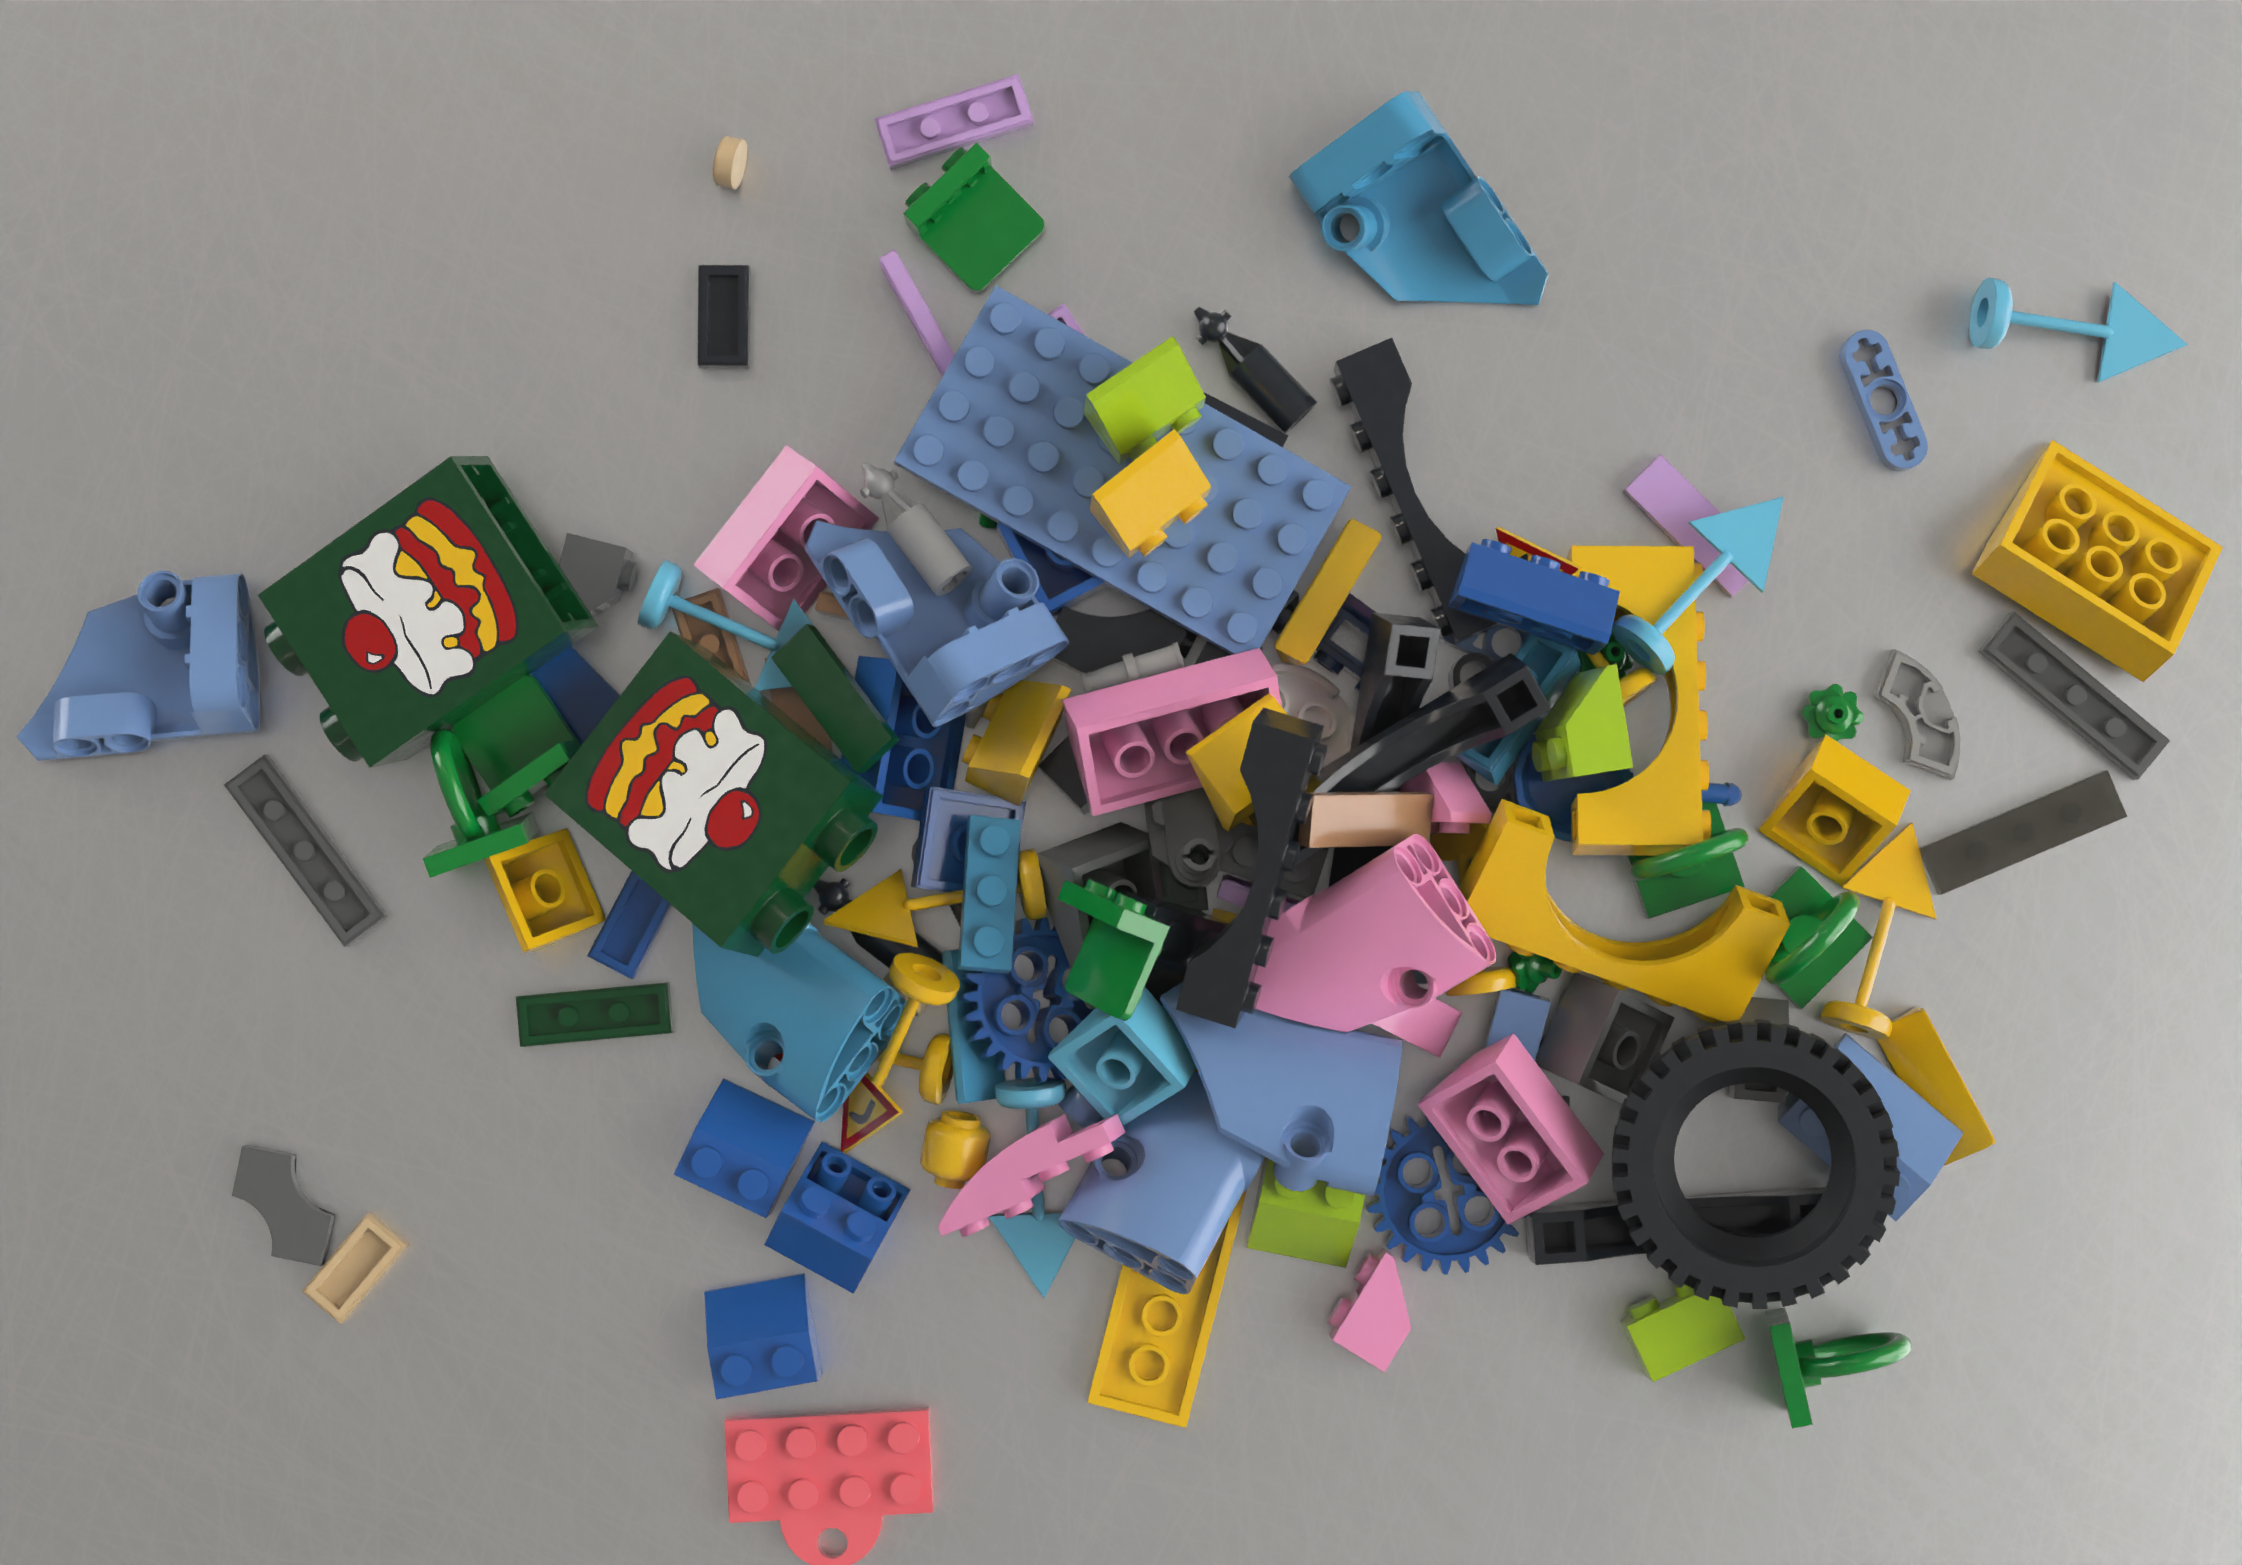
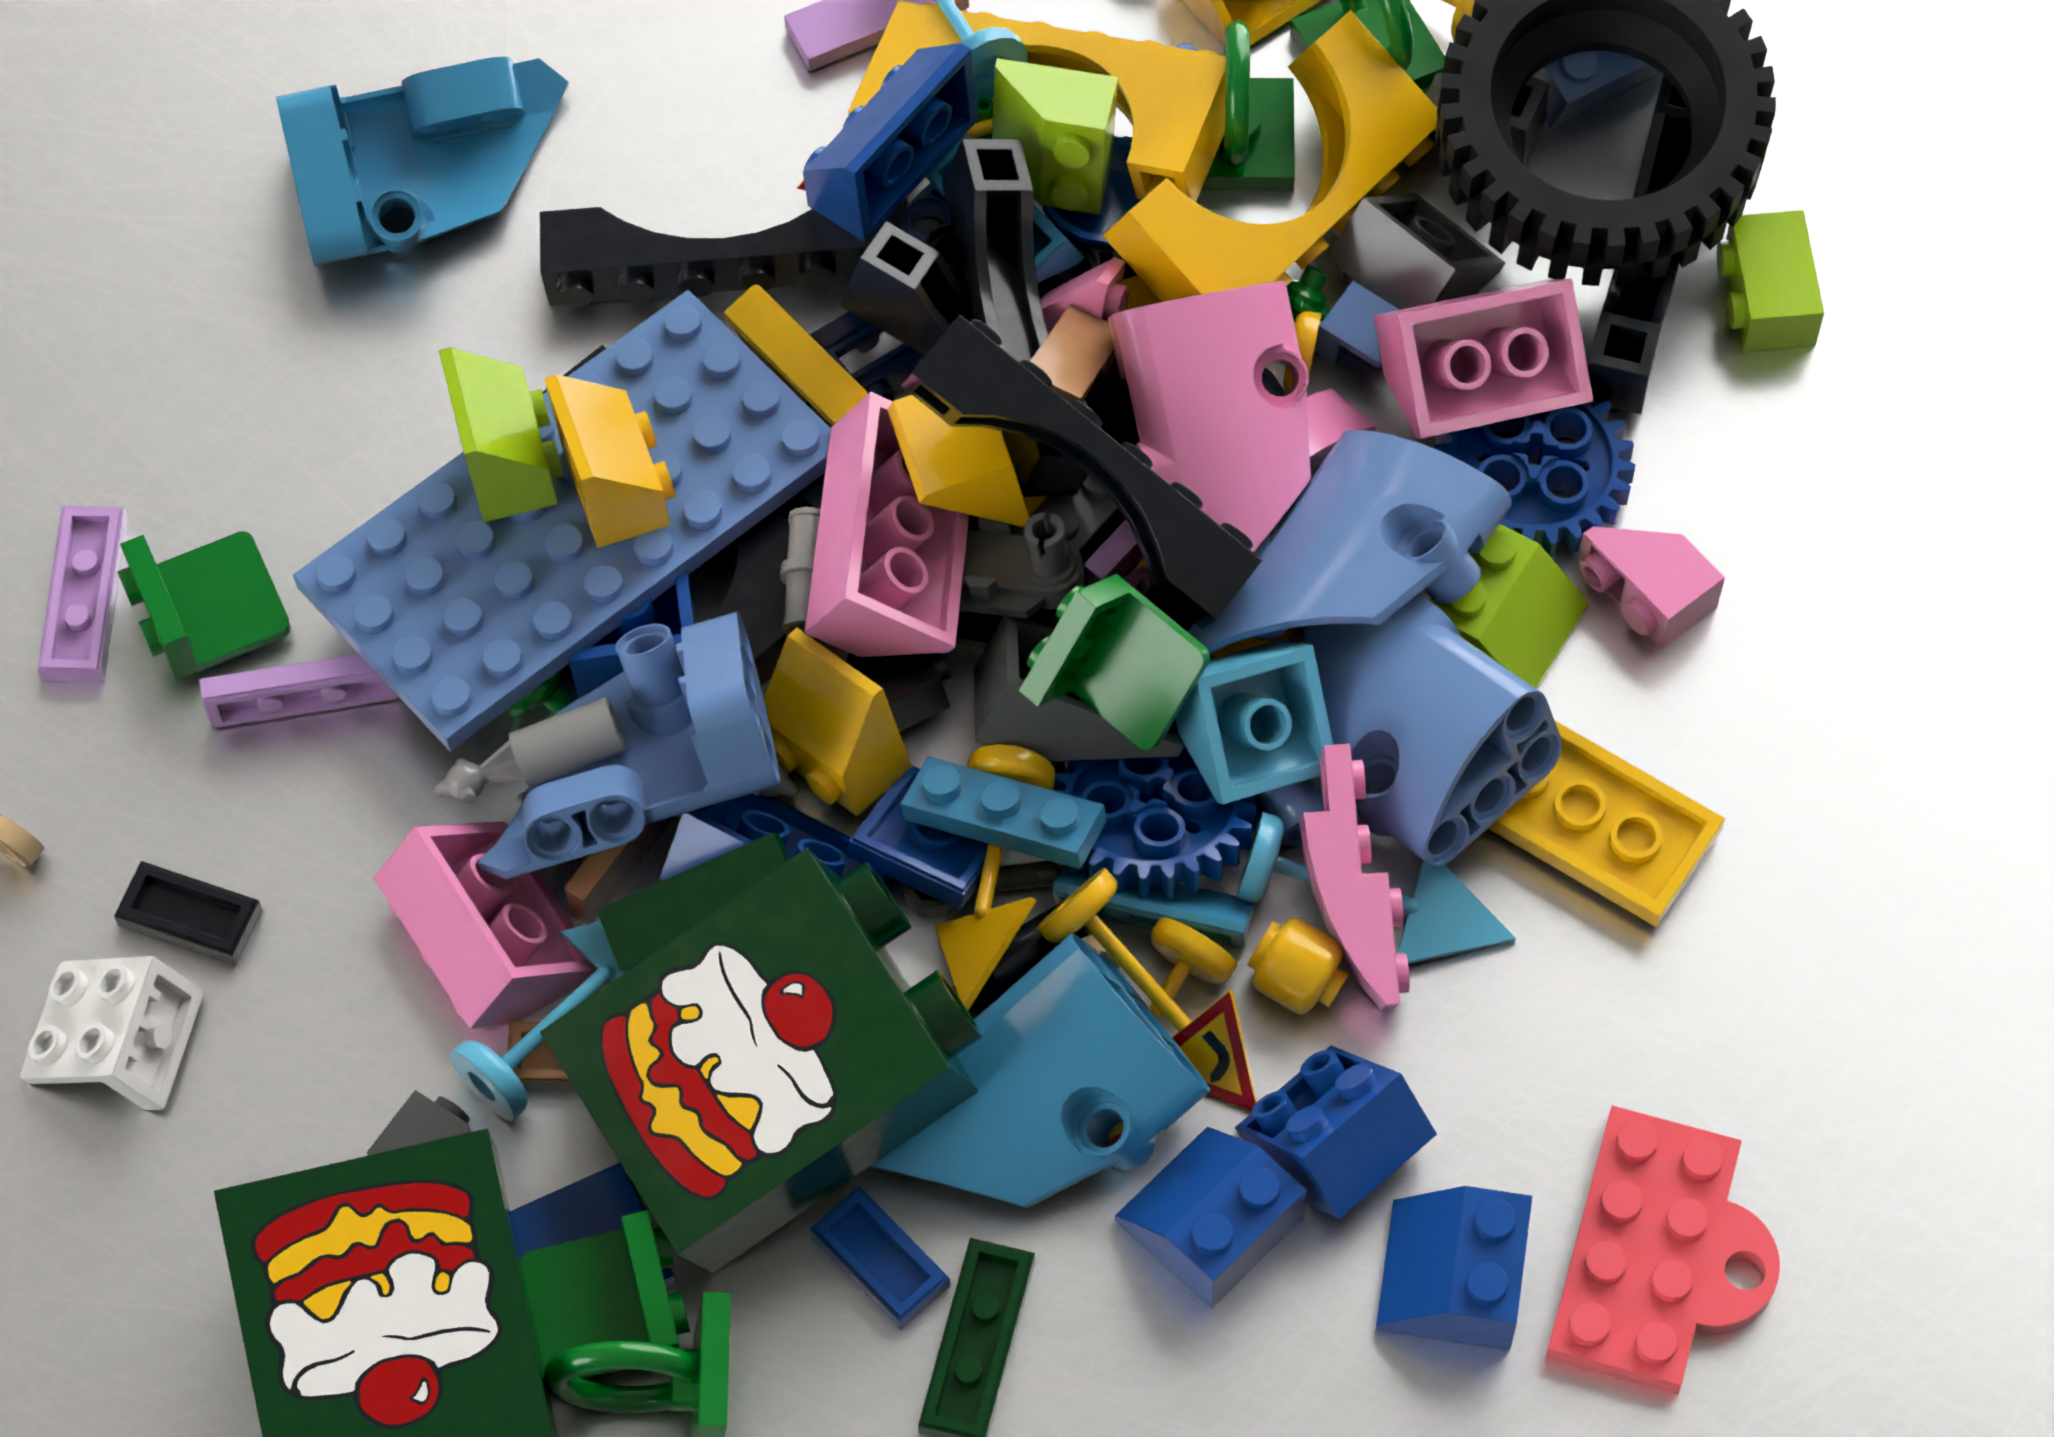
camera: 65 degrees left, 25 degrees down
(545, 890) = (798, 1347): yellow slope -> none
(608, 304) = (114, 1026): none -> white bracket
(1257, 372) = (540, 354): black wheel -> none
(1804, 1364) = (1850, 171): green tile -> none

